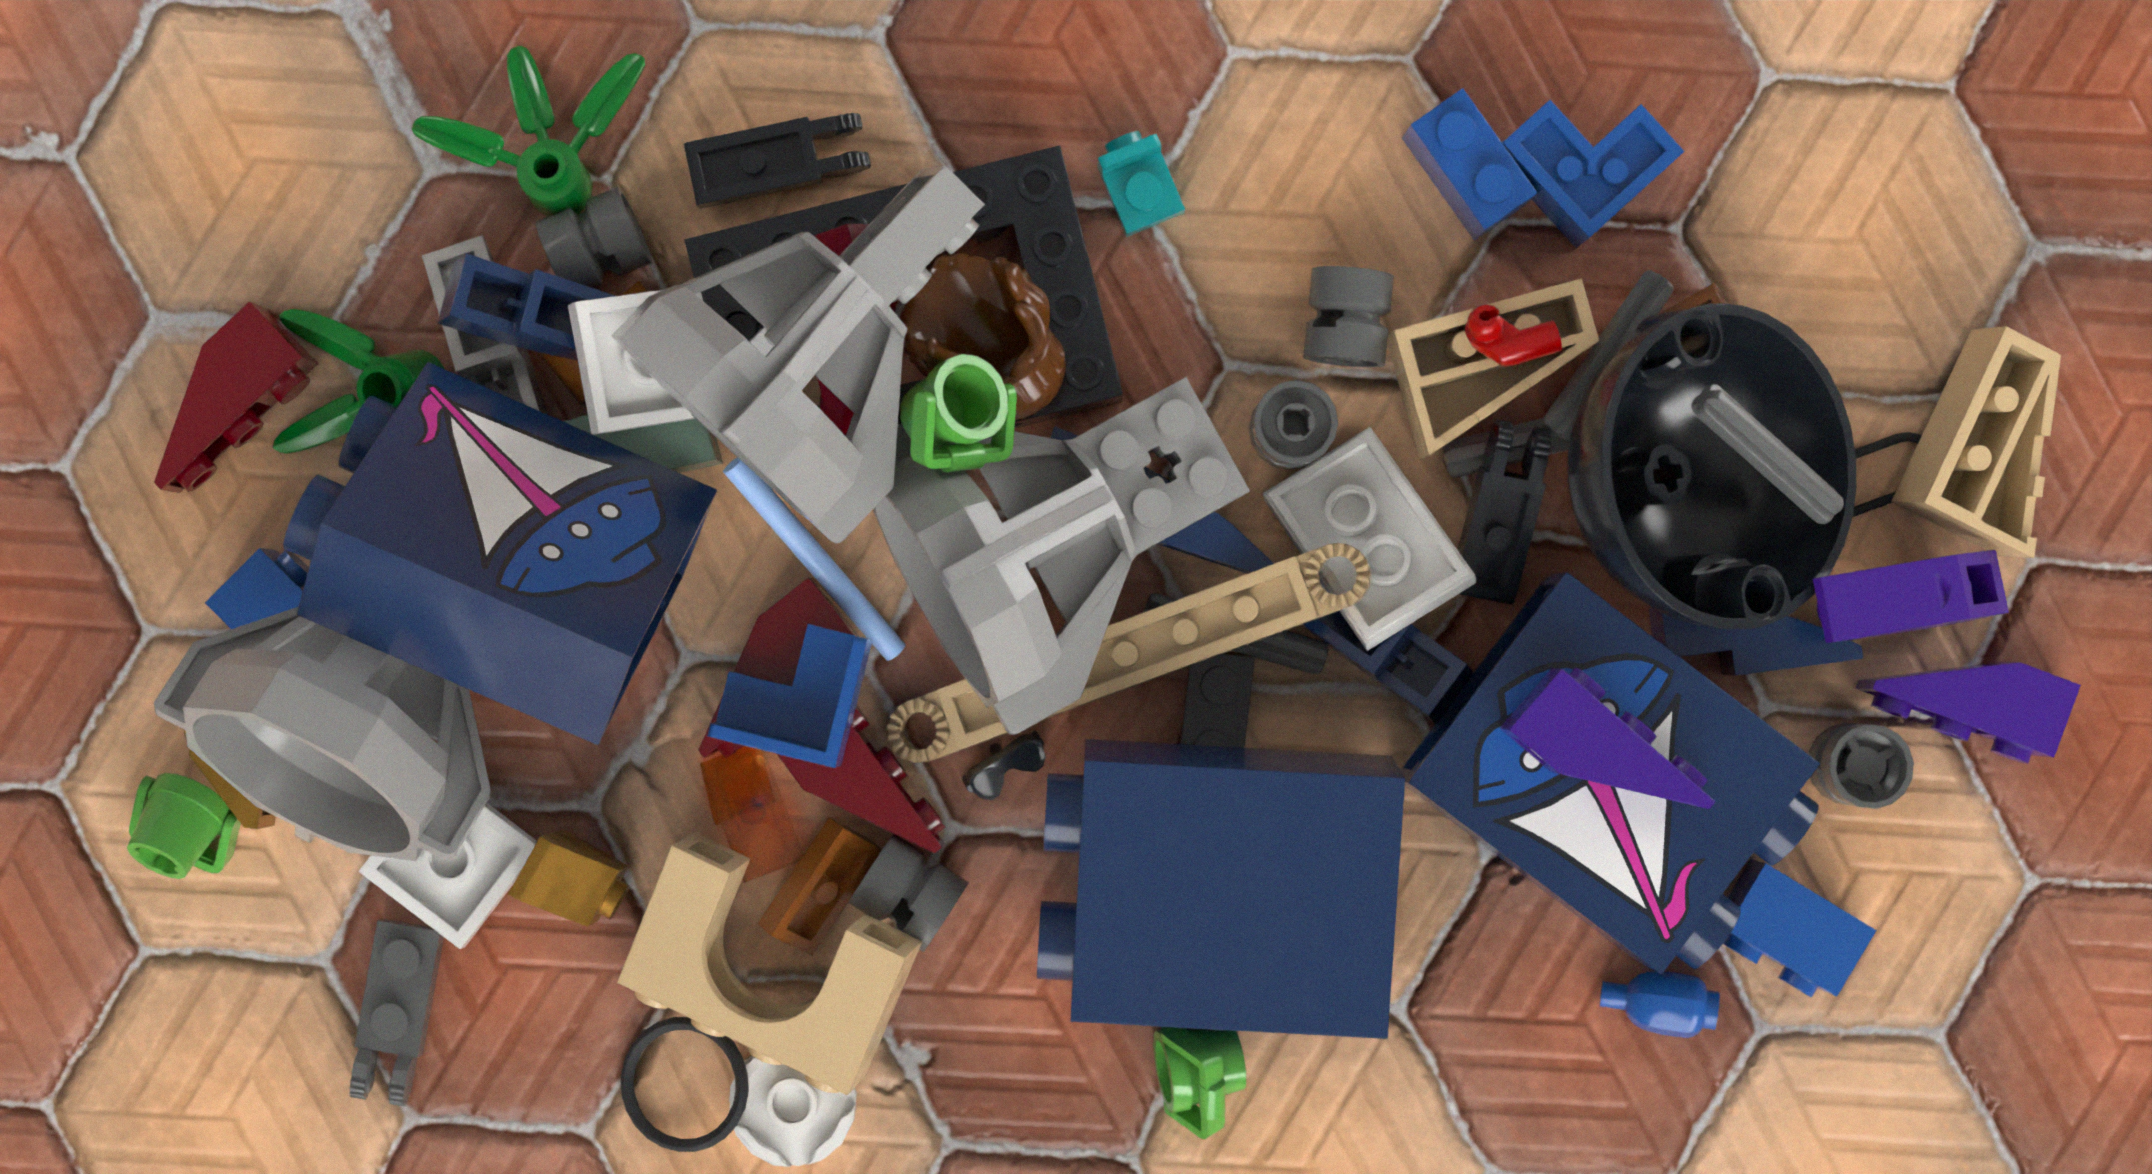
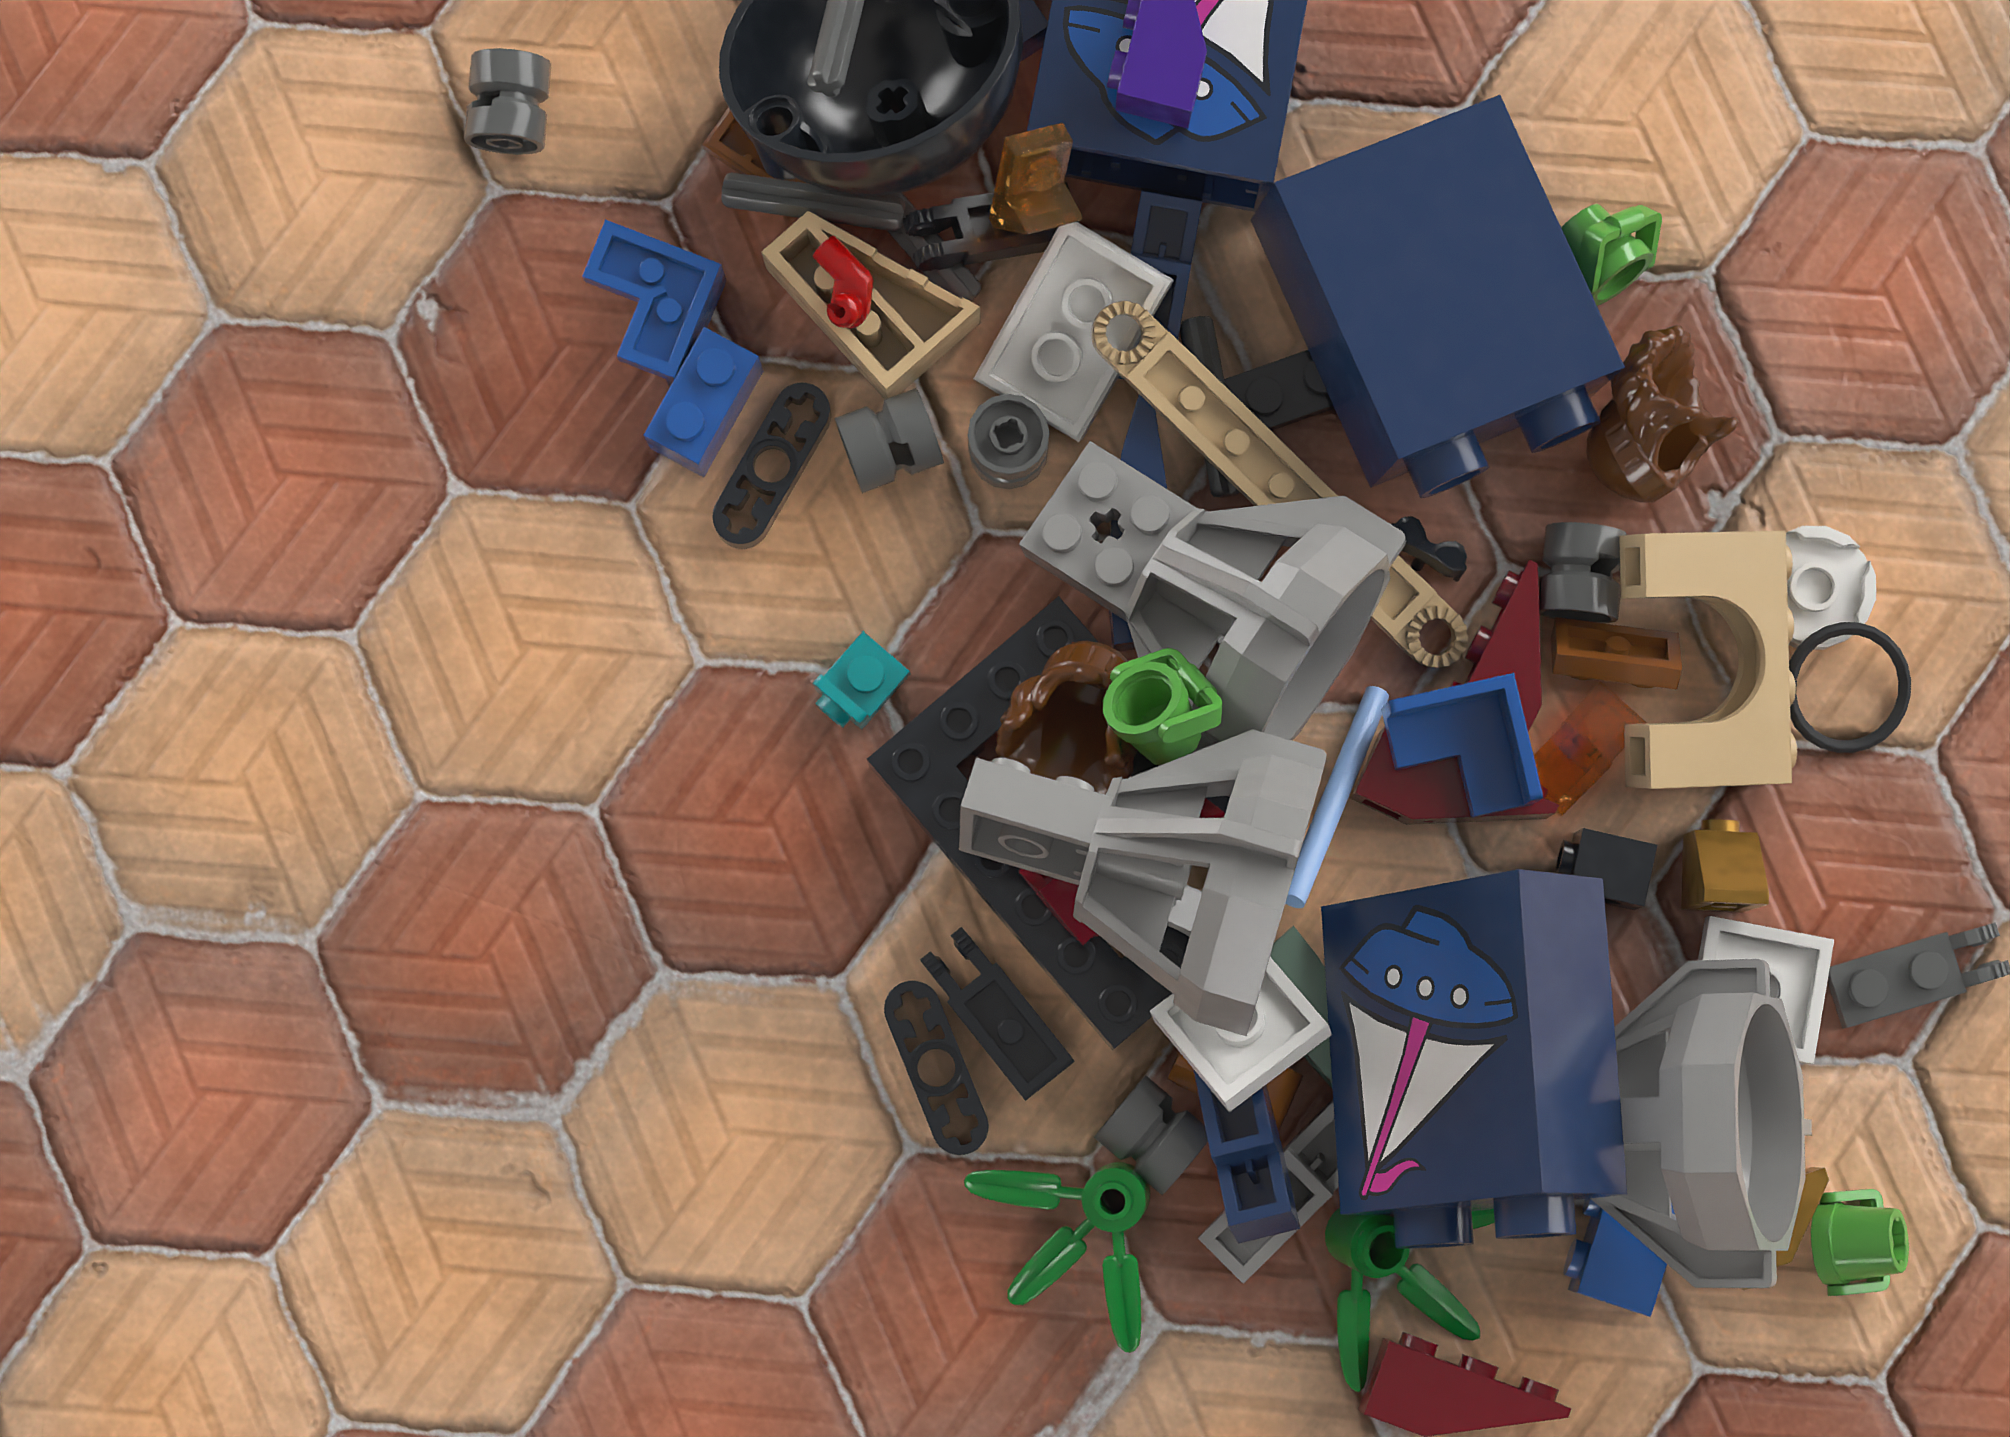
camera: 115 degrees left, 5 degrees down
(628, 775) = (1618, 860): none -> black brick
(708, 93) = (904, 1029): none -> black beam
(1015, 1032) = (1655, 420): none -> reddish brown hair
(1342, 172) = (807, 433): none -> black beam
(1519, 557) = (1031, 182): none -> clear orange slope
(1844, 121) = (508, 96): none -> dark grey wheel

